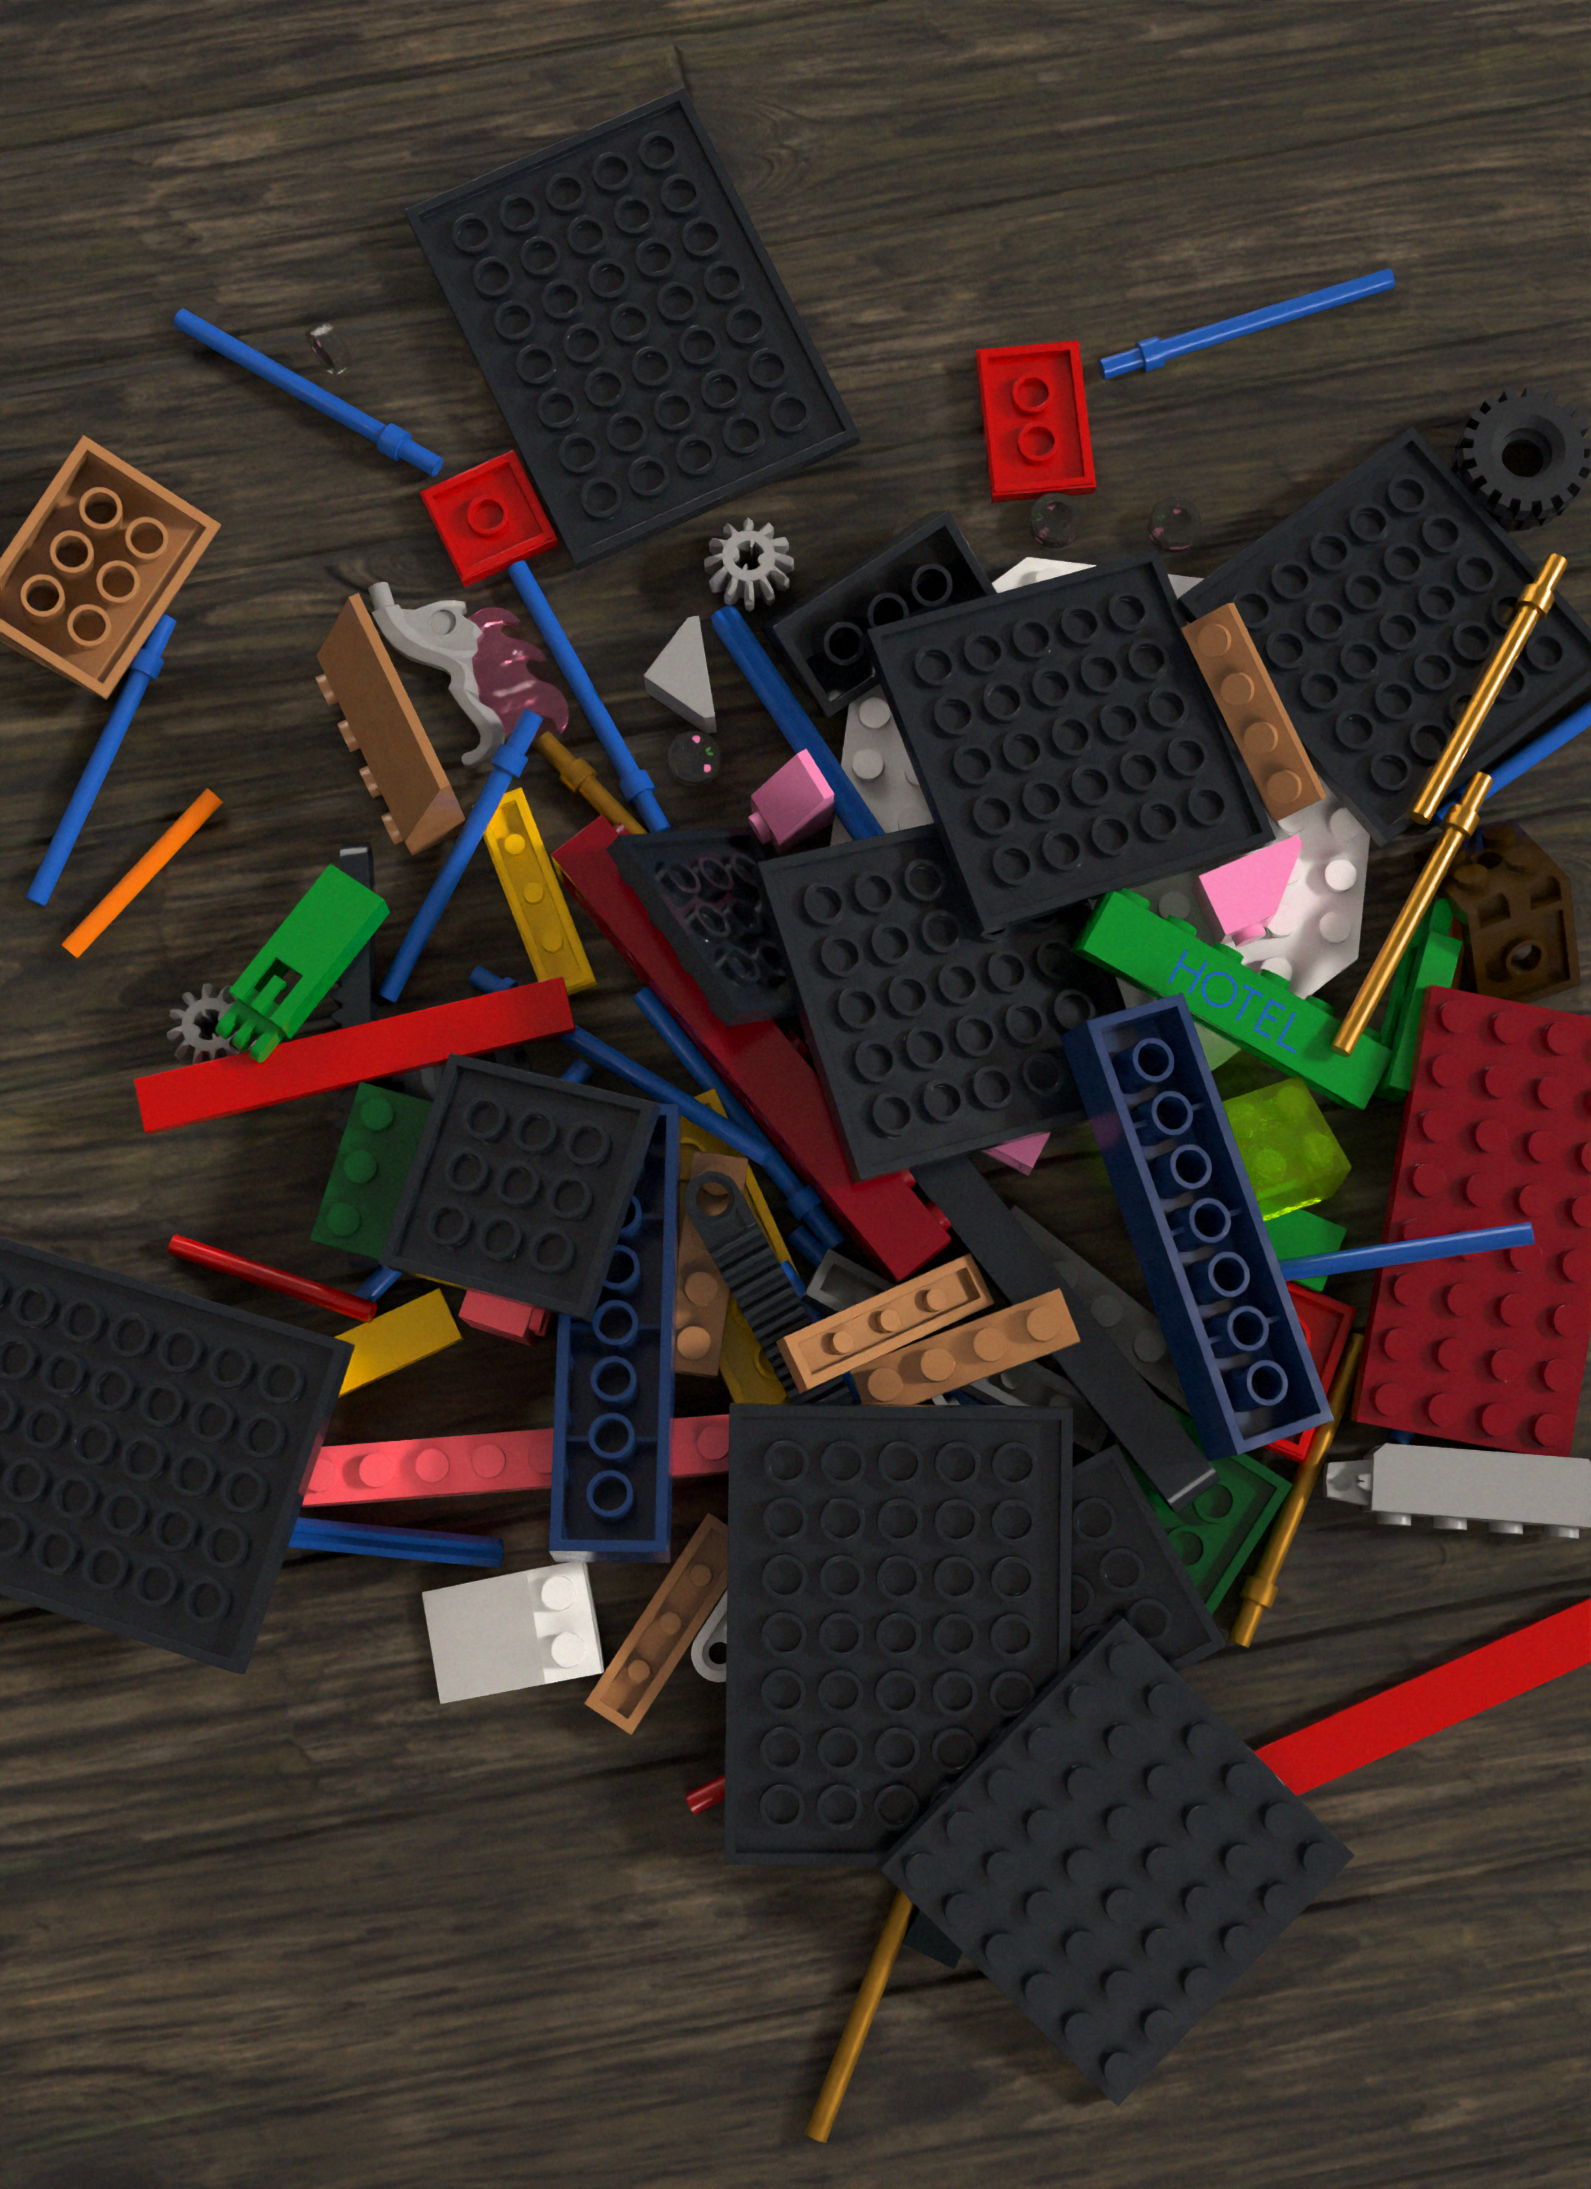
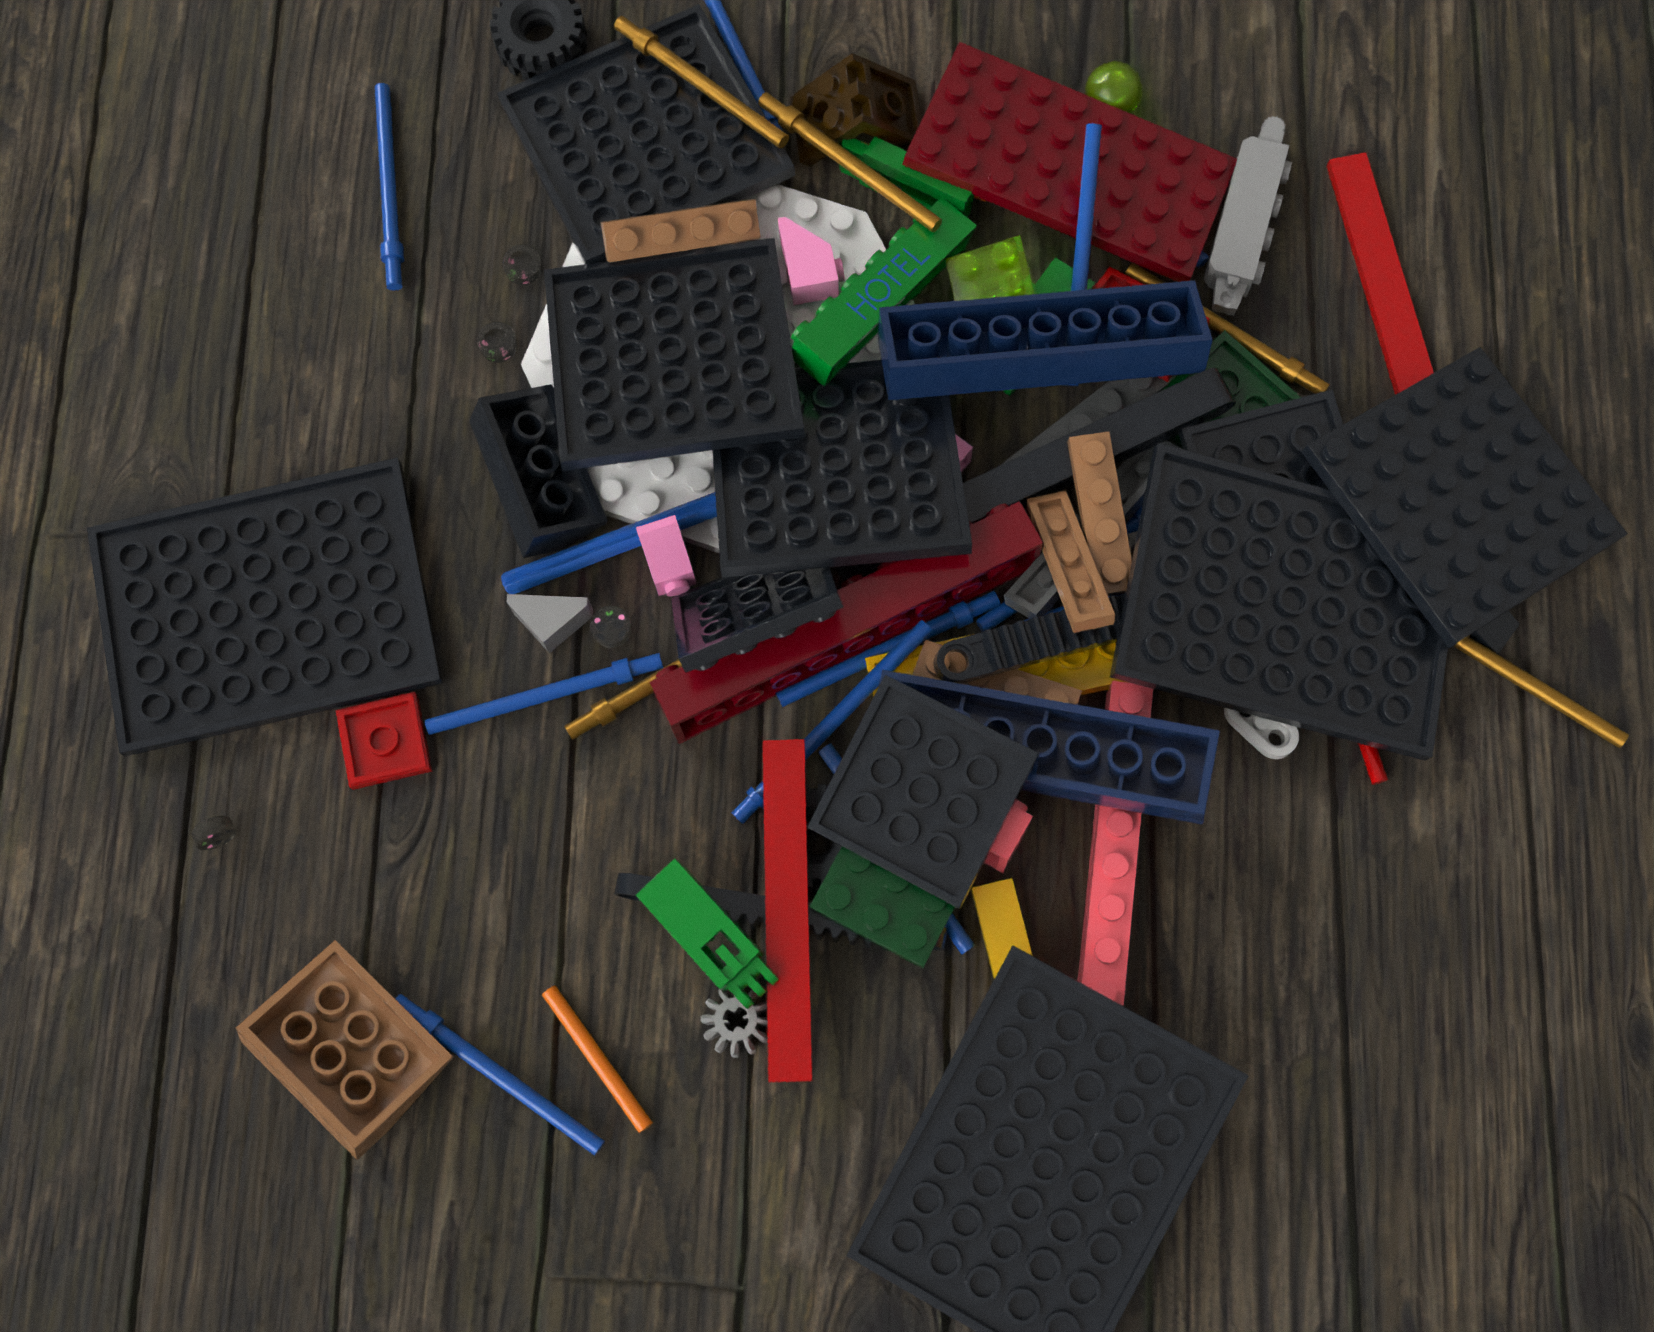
camera: 75 degrees left, 5 degrees down
(272, 1278) = (939, 1013): red bar -> none
(387, 732) = (537, 835): medium nougat slope -> none
(390, 439) = (300, 801): blue bar -> none
(398, 1542) = (1158, 947): blue axle -> none
(483, 664) = (496, 766): piece -> none
(507, 763) = (584, 757): blue bar -> none
(513, 1631) = (1238, 880): white slope -> none
(535, 895) = (683, 763): yellow tile -> none
(665, 1629) = (1257, 773): medium nougat plate -> none
(747, 583) = (459, 559): light grey gear -> none
(1035, 421) = (418, 340): red tile -> none

